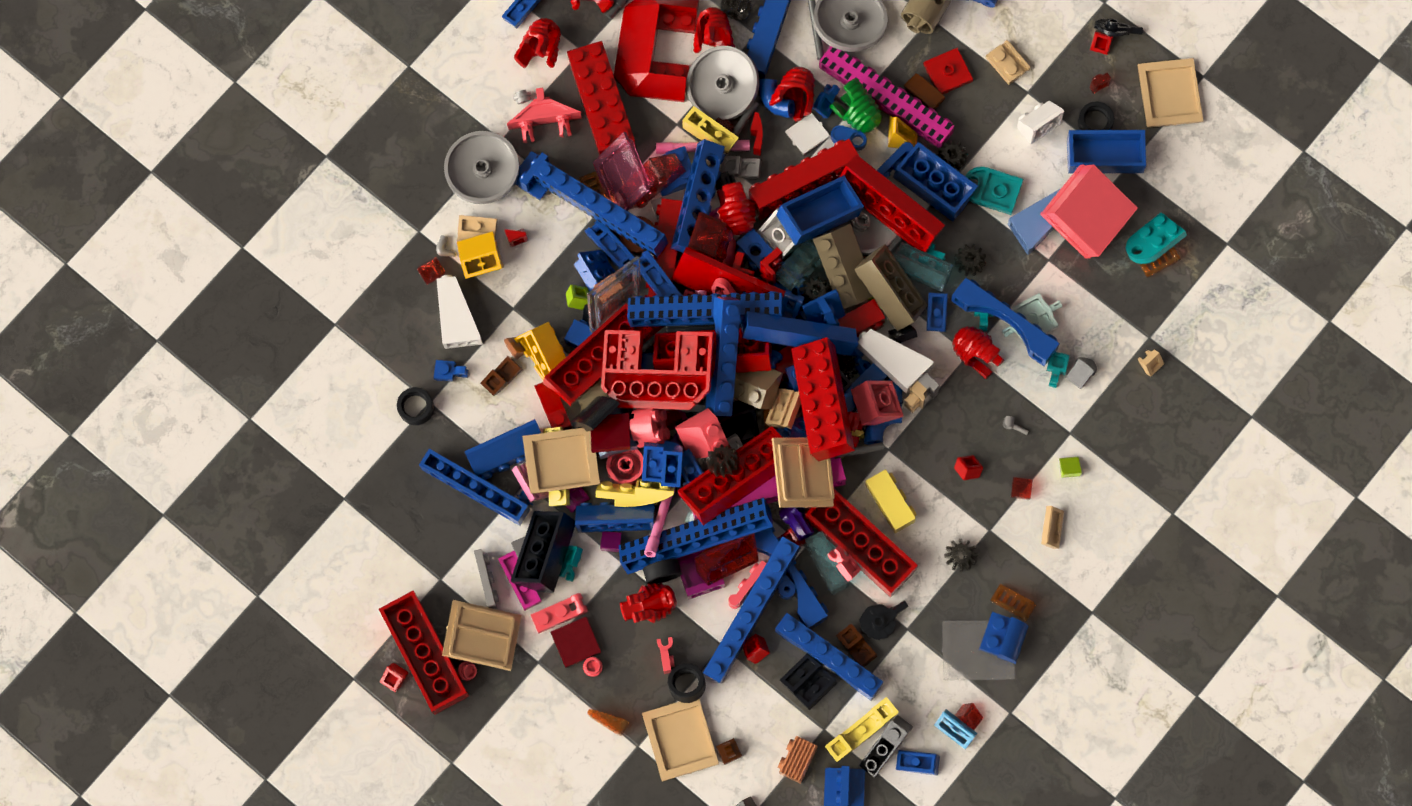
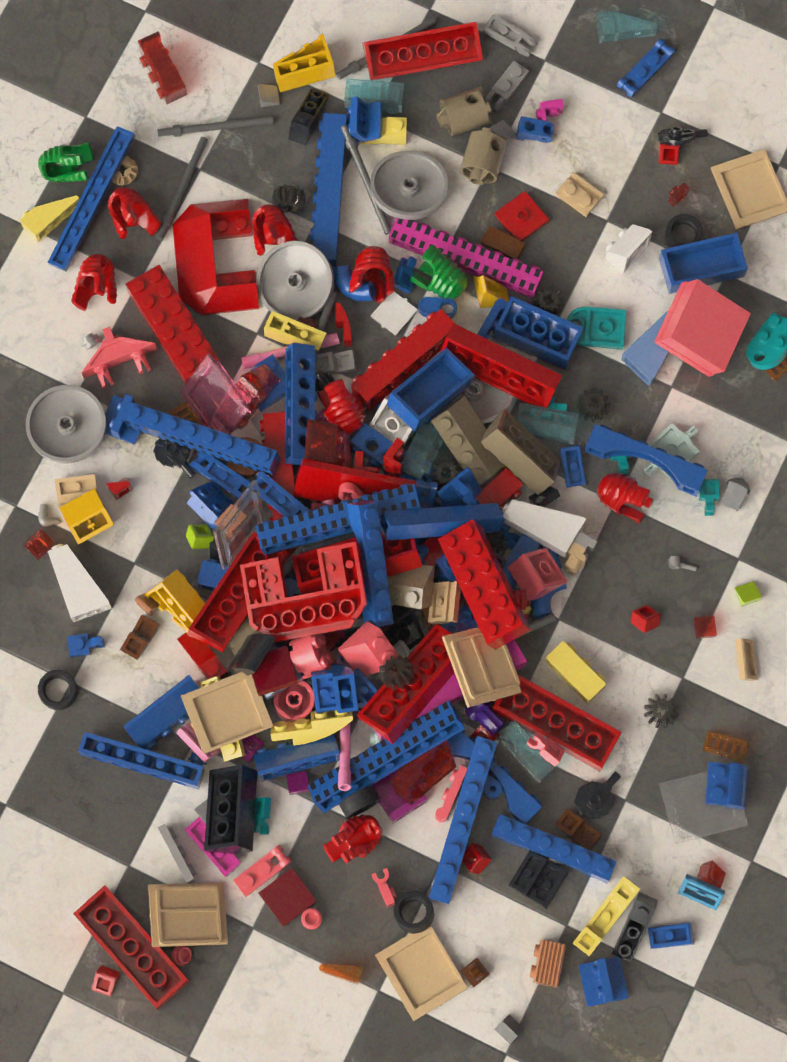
camera: 20 degrees left, 0 degrees up
(572, 217) = (173, 455): none -> black piece

